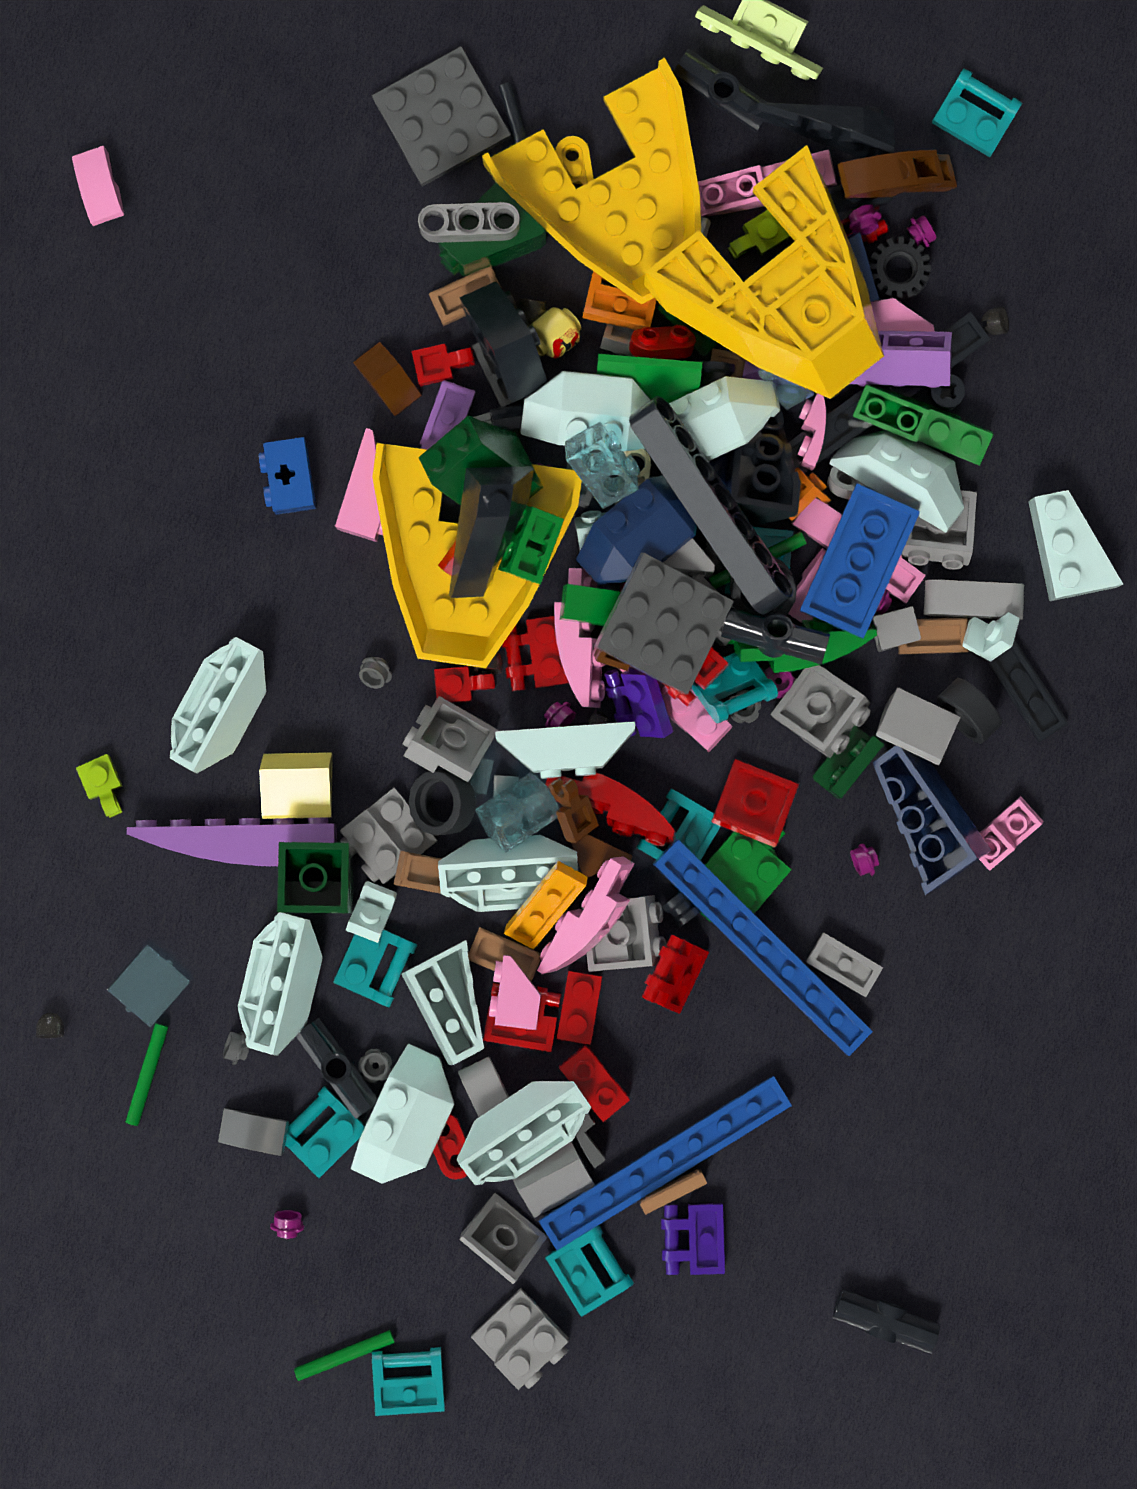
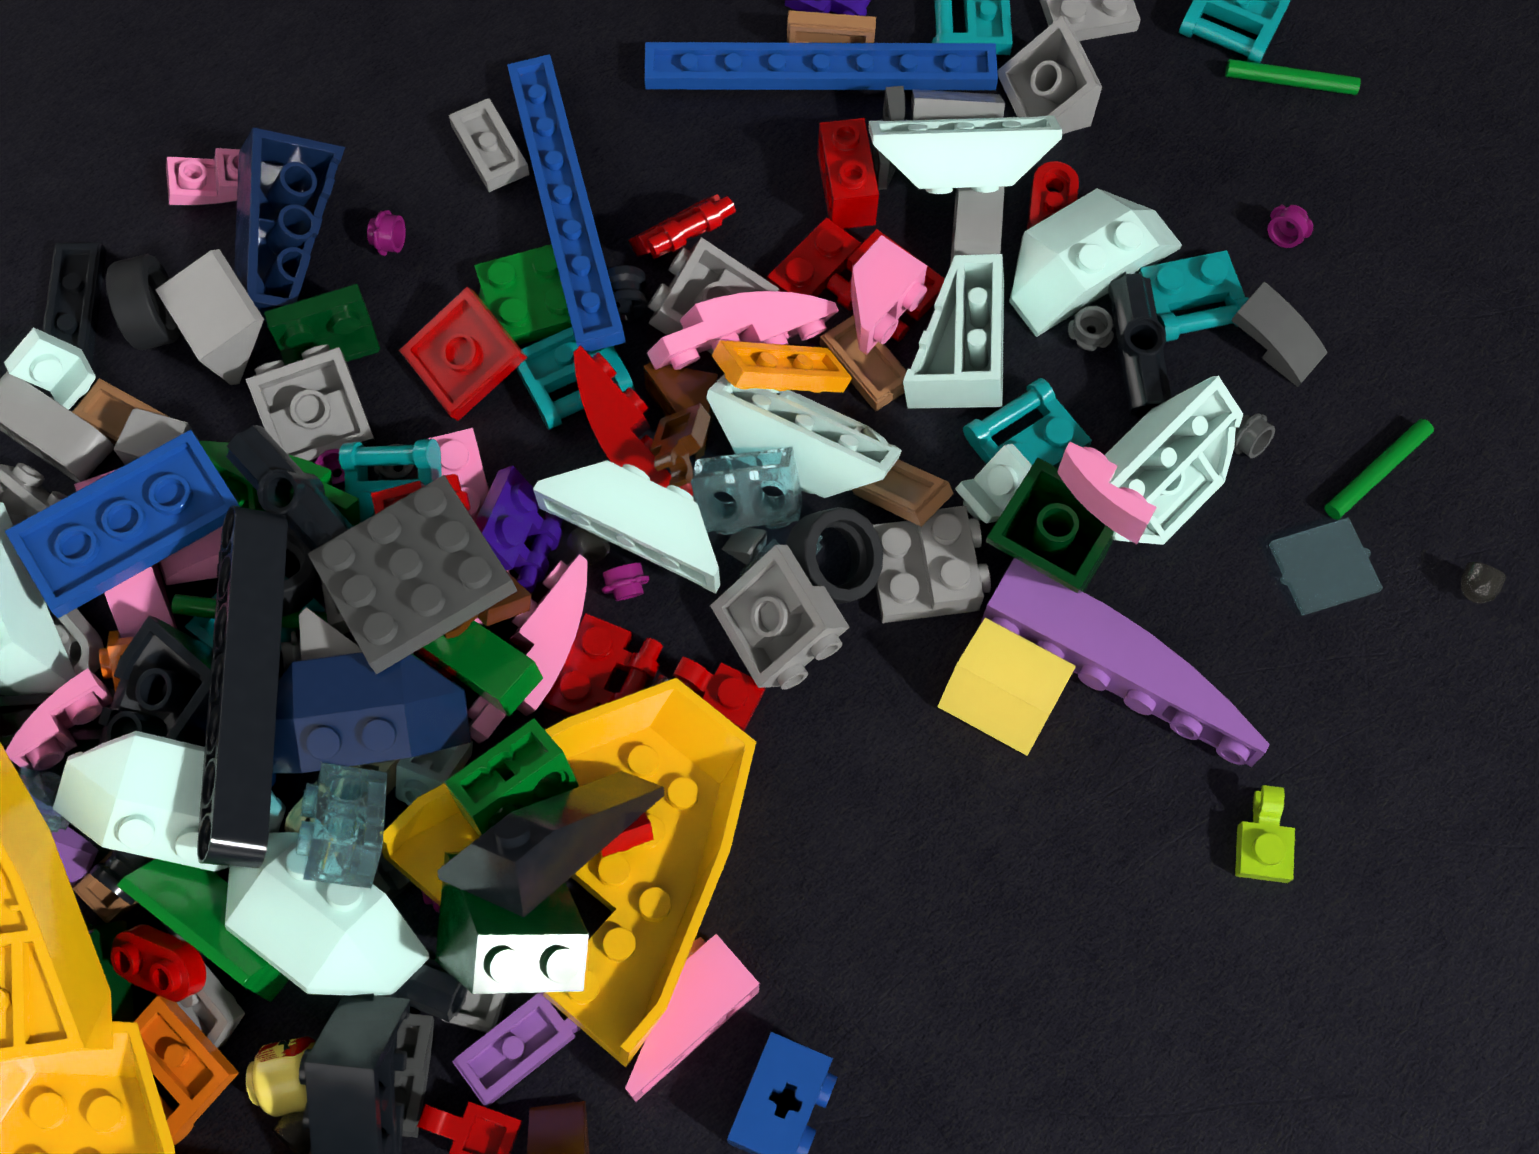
camera: 150 degrees left, 20 degrees down
(218, 706) = (1060, 842): light aqua wedge -> none
(307, 909) = (1088, 478): none -> bright pink slope
(375, 672) = (822, 768): dark grey plate -> none

